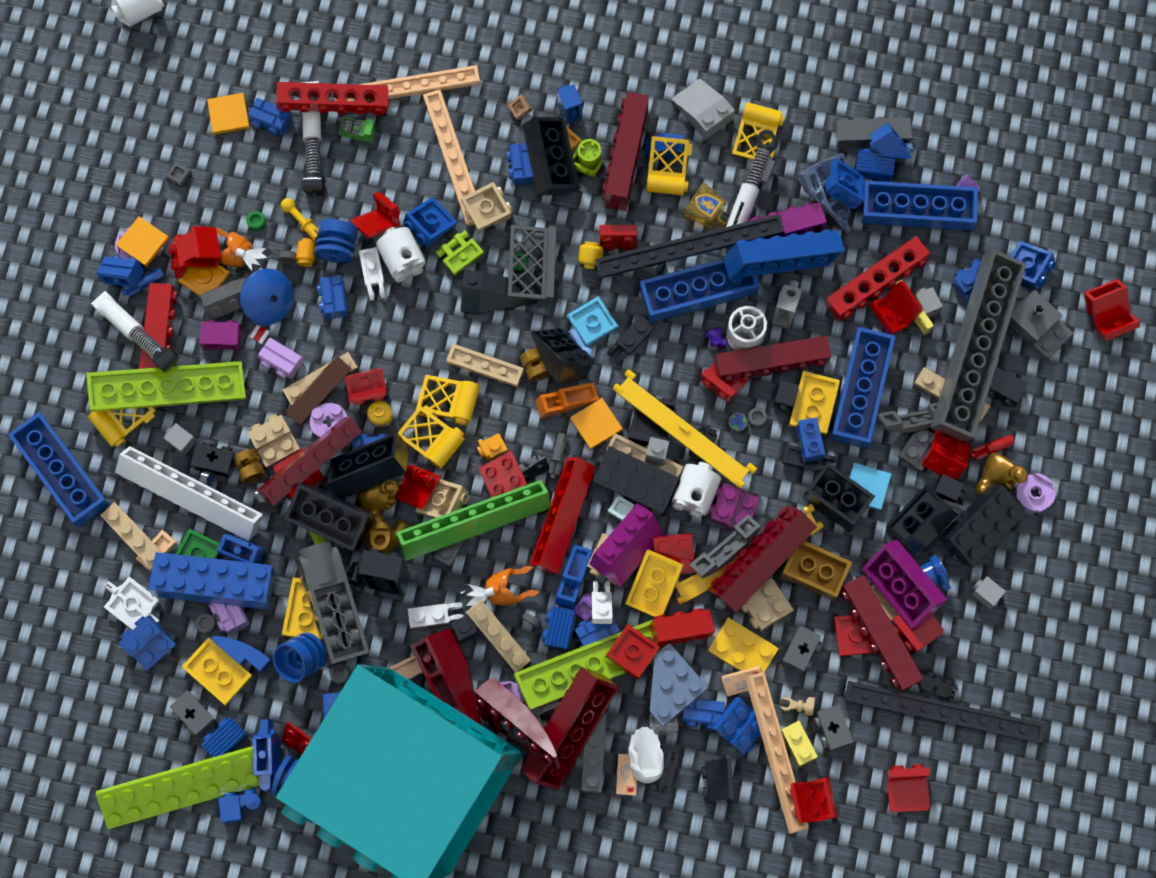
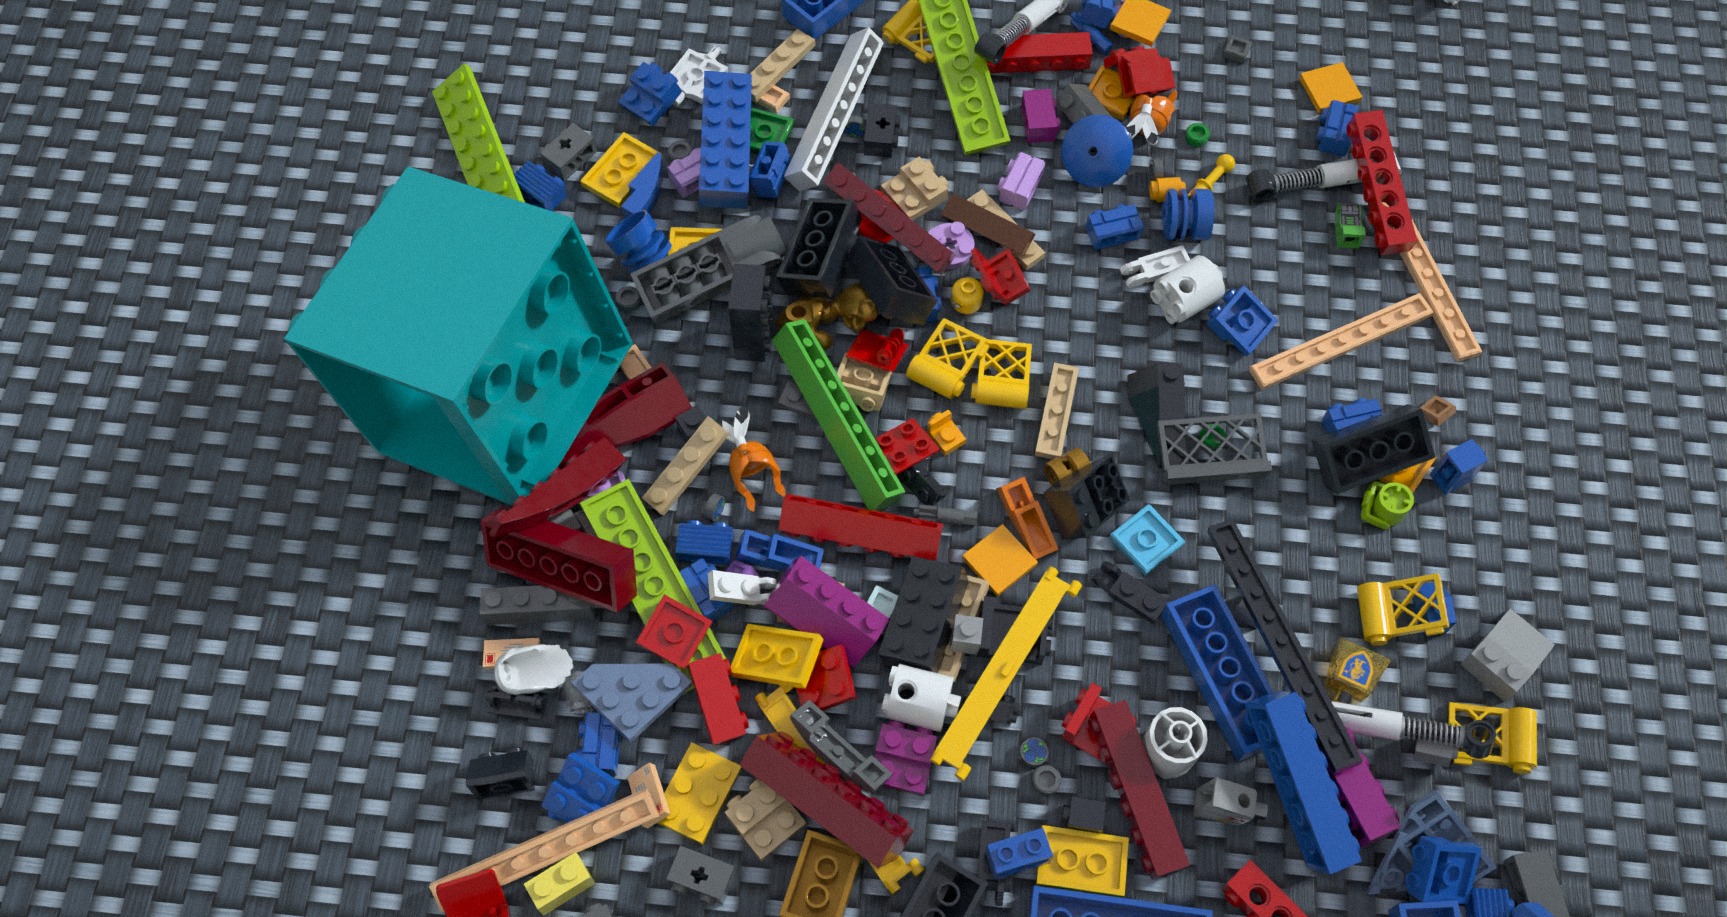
camera: 80 degrees right, 10 degrees down
(179, 439) = (902, 92): light grey brick -> none
(249, 466) = (878, 165): pearl gold wheel -> none
(259, 334) = (1051, 159): sticker -> none
(379, 220) = (1224, 254): red bracket -> none
(433, 615) = (711, 390): white hinge -> none
(463, 256) = (1205, 368): lime plate -> none
(487, 206) = (1280, 384): tan plate -> none
(574, 335) = (1101, 535): light blue bar -> none
(588, 253) = (1247, 520): yellow head -> none
(618, 237) = (1278, 556): red bracket -> none
(625, 151) = (1409, 548): dark red brick -> none
(715, 338) = (1154, 706): dark purple piece -> none
(808, 707) = (618, 895): tan piece -> none

